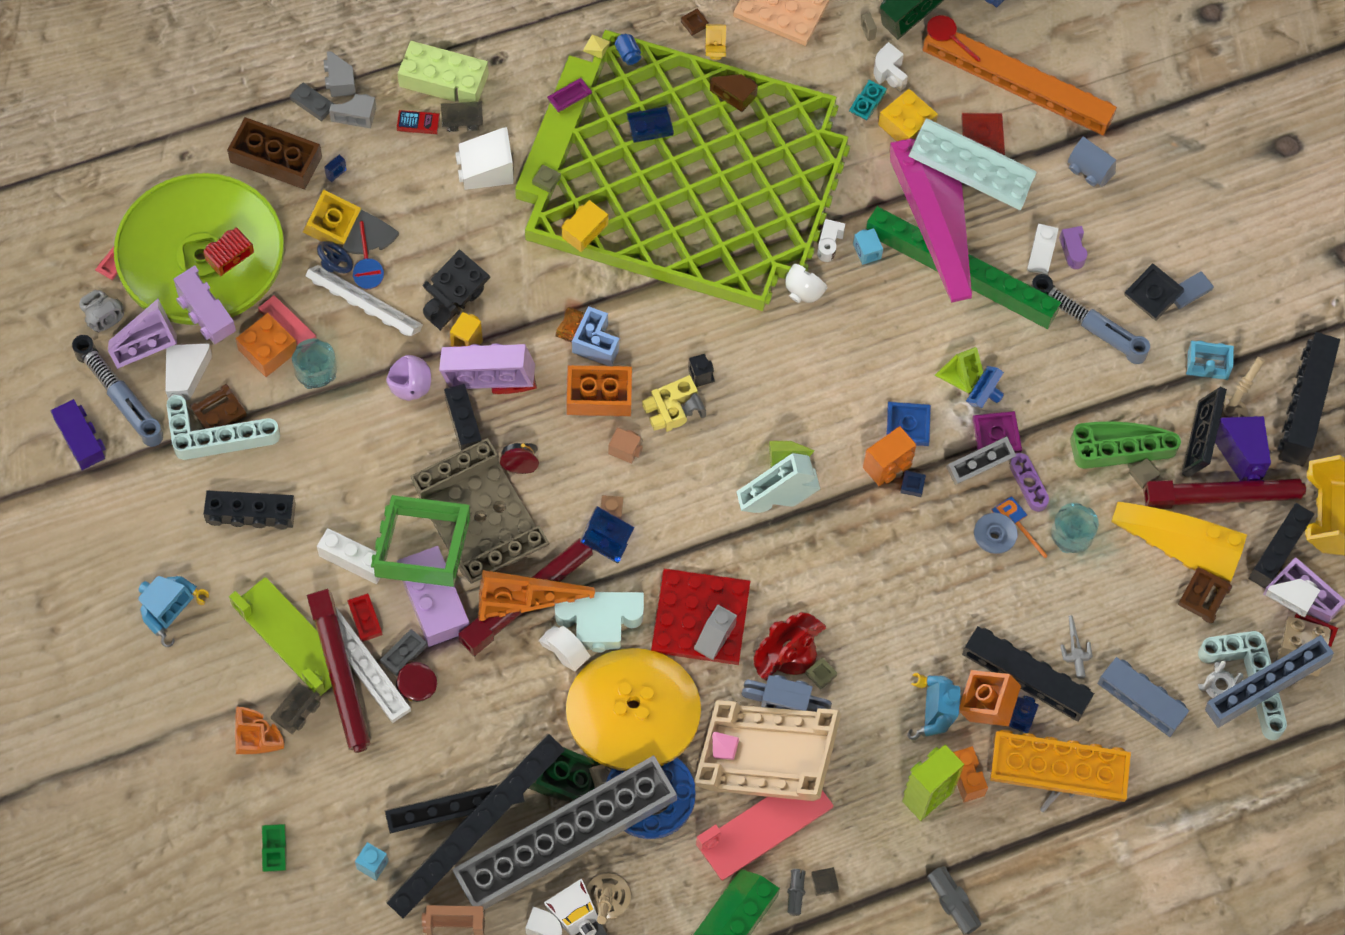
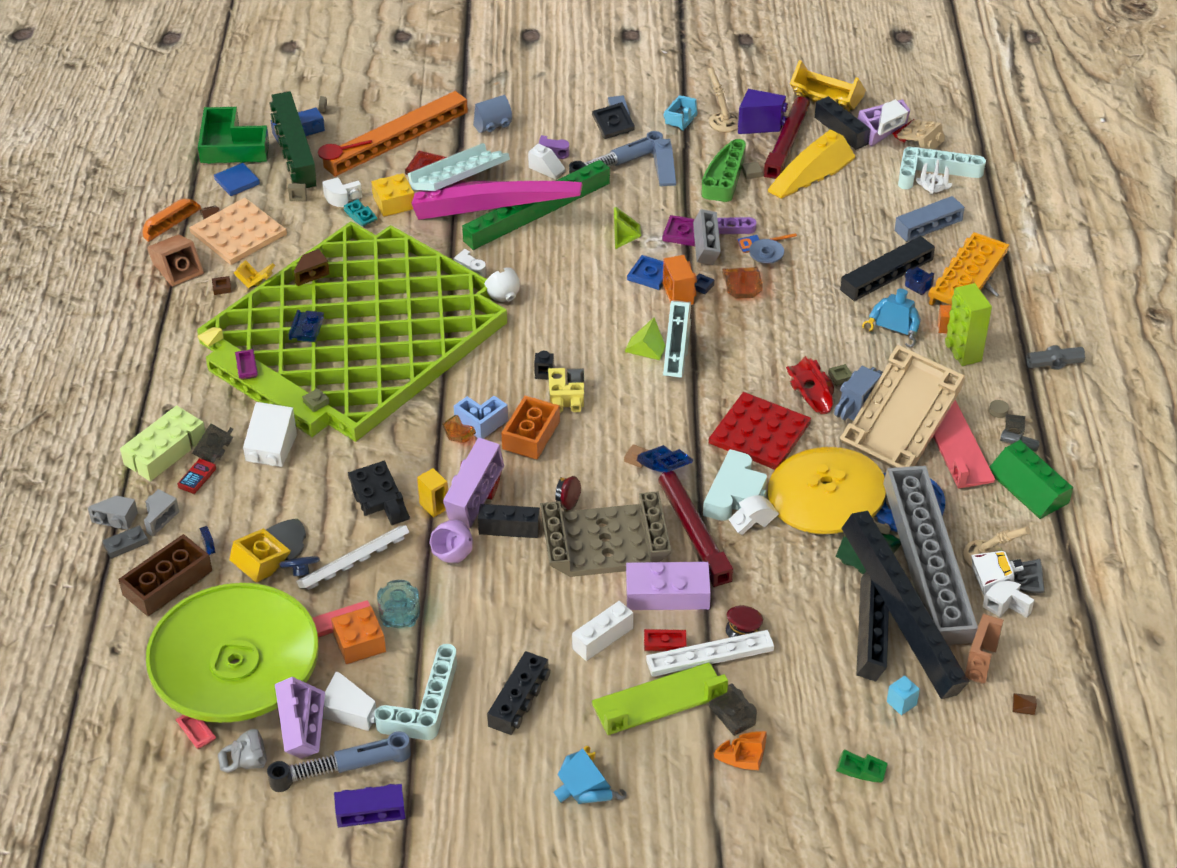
camera: 65 degrees left, 20 degrees down
(203, 306) = (305, 651): lavender wedge -> none
(222, 415) = (408, 688): reddish brown plate -> none
(228, 251) = (256, 621): red brick -> none
(339, 670) = (654, 656): dark red brick -> none
(367, 272) = (323, 547): blue piece -> none
(403, 652) = (711, 622): dark grey plate -> none
(423, 509) = (628, 542): bright green window -> none
(512, 593) = (694, 527): orange wedge -> none
(584, 225) = (377, 386): yellow piece -> none
(625, 445) = (587, 429): nougat brick -> none
(628, 49) = (228, 316): blue brick -> none
(715, 632) = (784, 415): light grey slope -> none
(724, 746) = (882, 443): bright pink slope -> none
(843, 858) = (998, 408): none -> dark tan tile
(867, 246) = (488, 246): medium azure brick -> none
(931, 523) = (743, 282): none -> clear orange slope
(986, 388) = (645, 219): blue tile -> none
(989, 698) = (904, 277): orange brick -> none
(1074, 528) = (783, 210): clear light blue brick -> none
(1076, 655) = (881, 242): light grey piece -> none
(1104, 373) = (664, 162): none -> sand blue slope
(1198, 591) = (861, 169): reddish brown plate -> none
(1204, 432) = (738, 124): black tile -> none
(1269, 681) = (951, 146): sand blue brick -> none
(1308, 399) = (736, 71): black brick -> none

